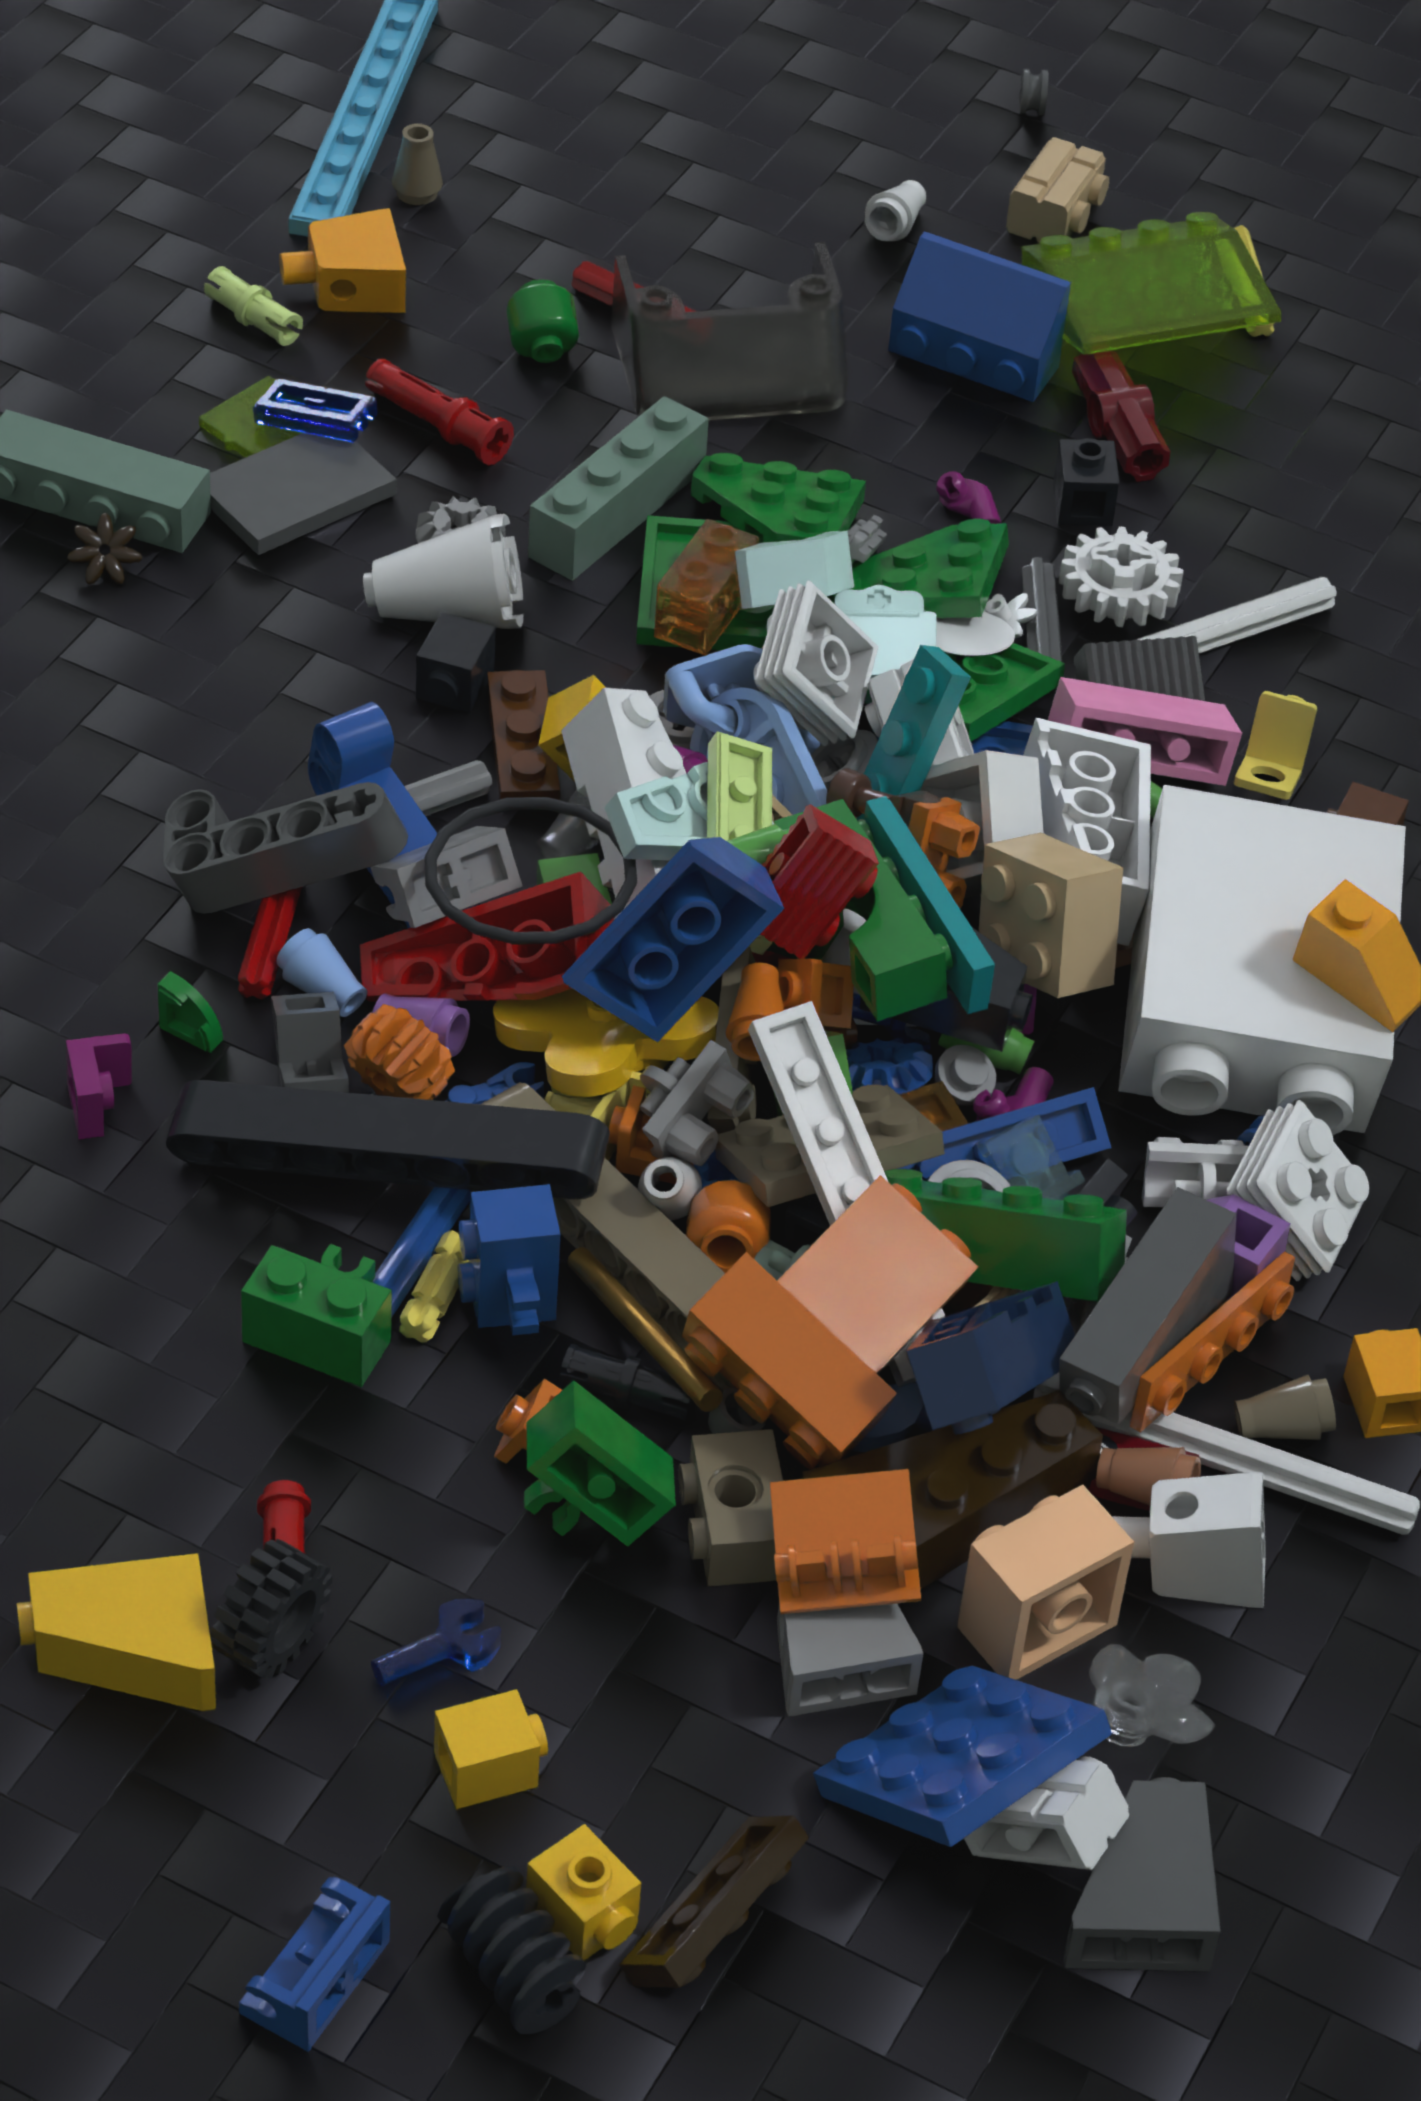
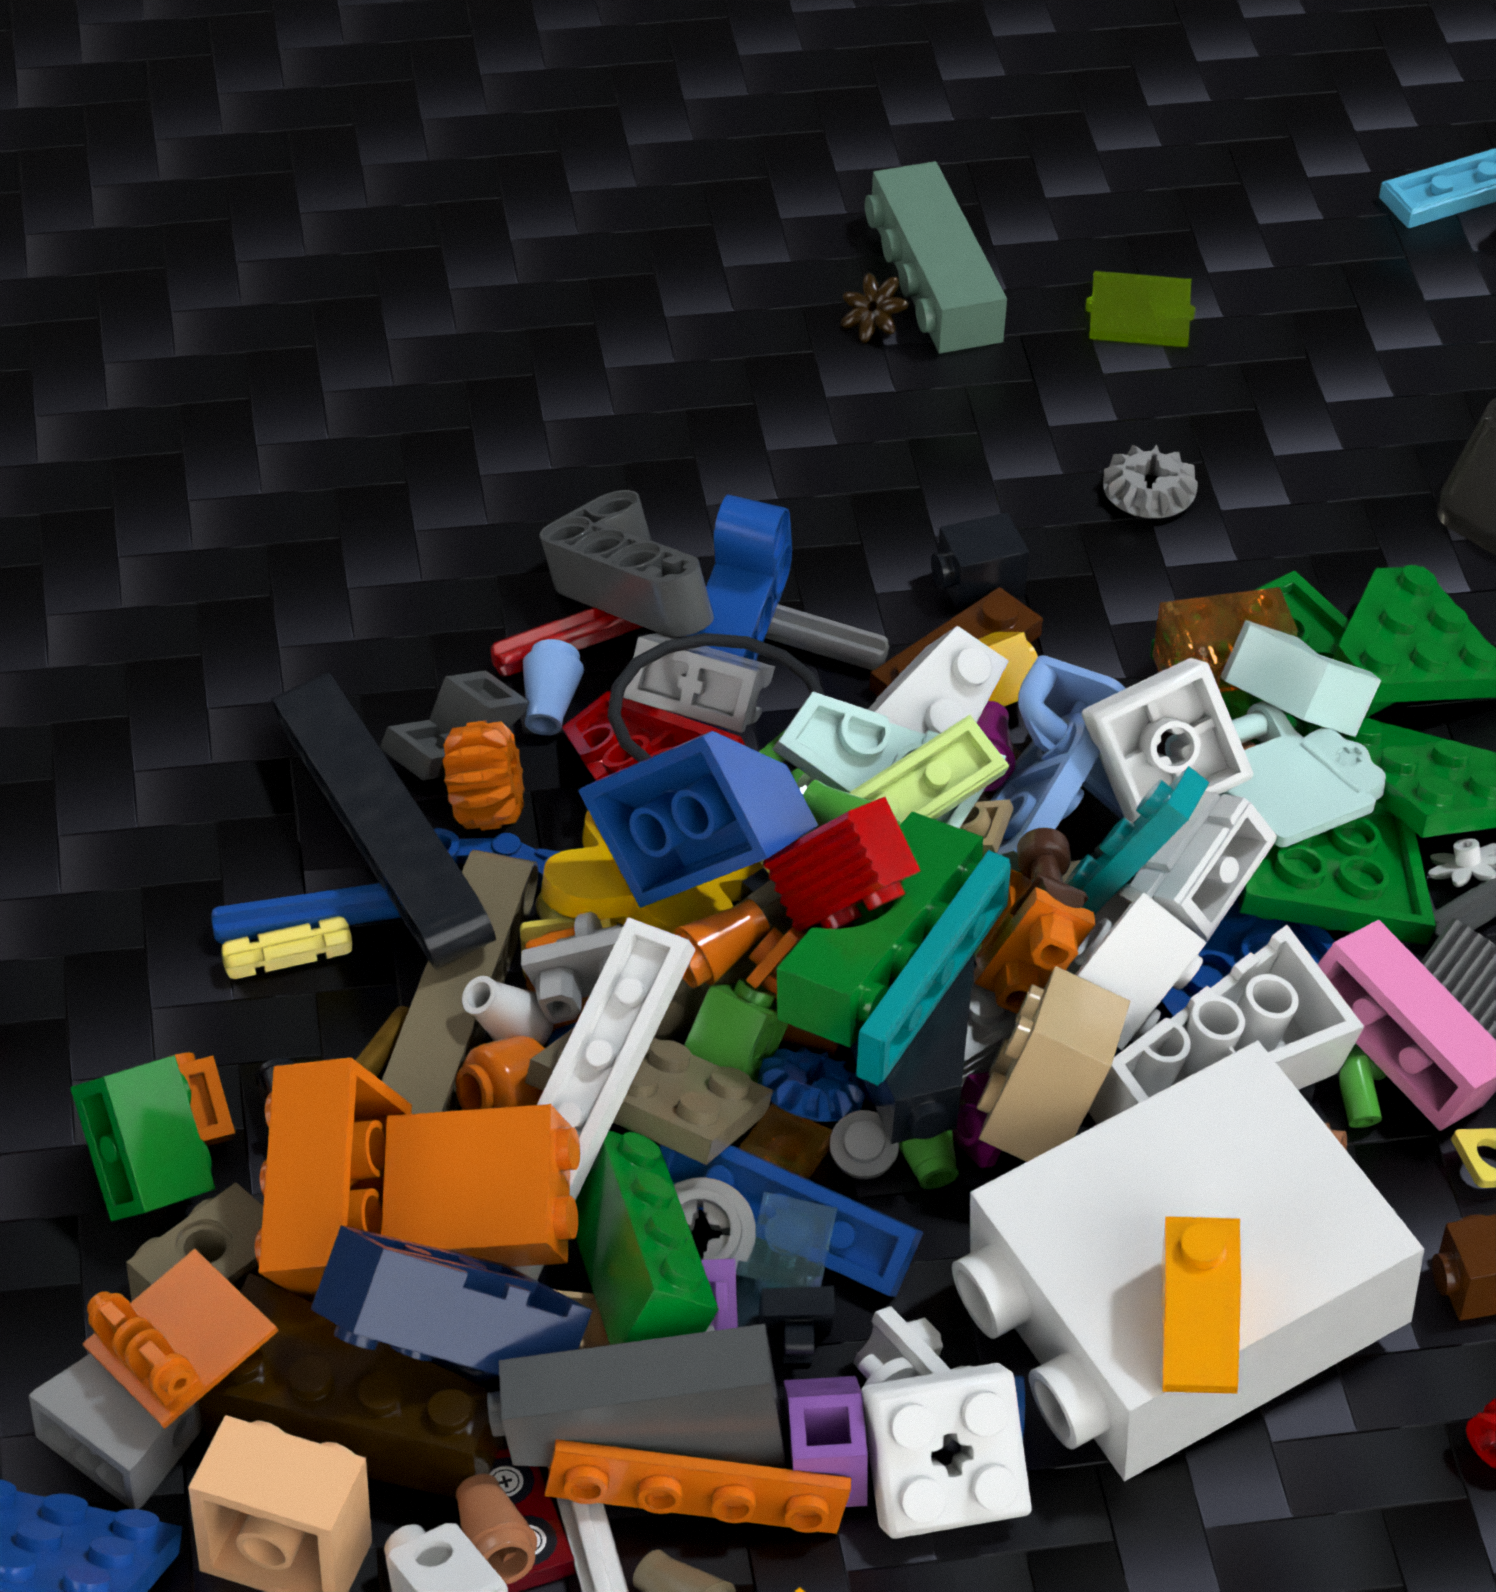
camera: 55 degrees right, 0 degrees up
(92, 1072) = (290, 623): magenta bracket -> none
(187, 1013) = (422, 637): green tile -> none
(253, 305) = (1255, 224): yellowish green pin -> none
(297, 489) = (1082, 366): dark grey tile -> none
(315, 410) = (1159, 319): clear blue tile -> none
(318, 1313) = (178, 889): green brick -> none
(351, 264) = (1373, 242): light orange torso -> none
(438, 1015) = (557, 776): medium lavender cone -> none
(456, 418) = (1271, 403): red pin -> none
(457, 573) = (1074, 505): white cone -> none
(511, 1258) = (323, 964): blue brick -> none
(542, 319) = (1450, 381): green head -> none
(617, 488) = (1311, 531): sand green brick -> none
(865, 538) = (1432, 714): light grey axle -> none
(973, 635) = (1396, 847): white sticker -> none
(1031, 1090) = (901, 1203): magenta arm -> none

